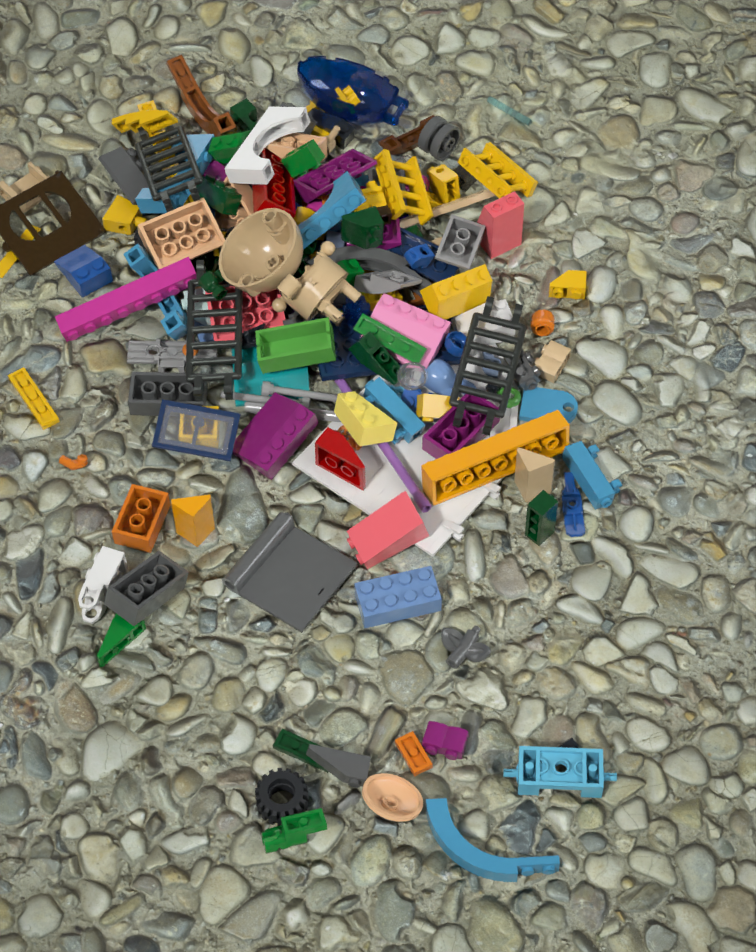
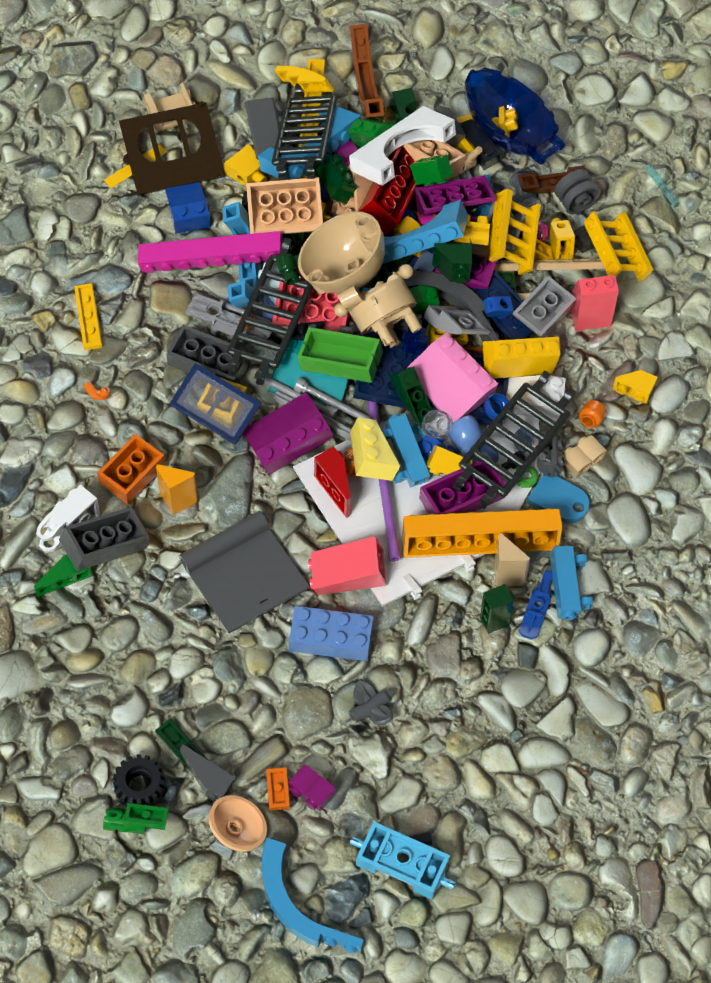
camera: 20 degrees right, 5 degrees up
(391, 339) = (432, 381): green plate -> none

